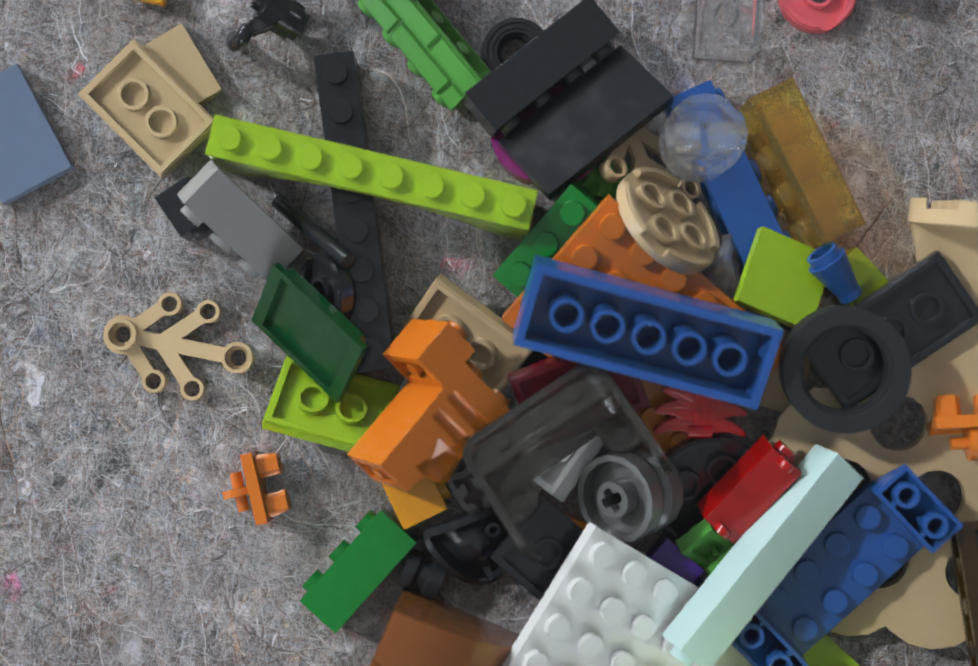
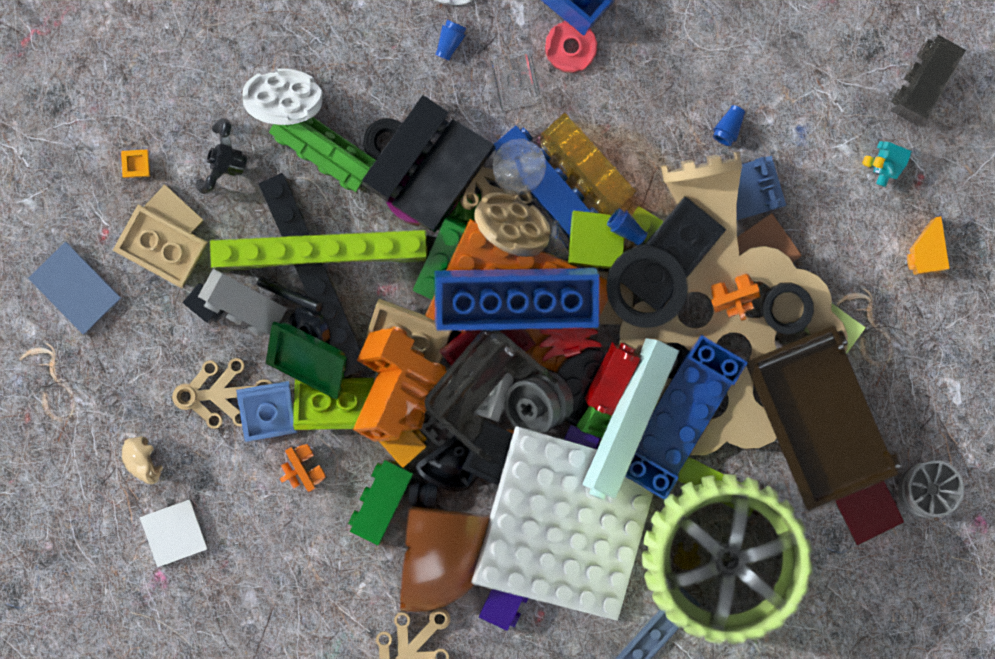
camera: 15 degrees left, 0 degrees up
(27, 408) = (138, 461): none -> tan hair
(49, 526) = (174, 533): none -> white tile
(230, 388) = (266, 411): none -> medium blue tile

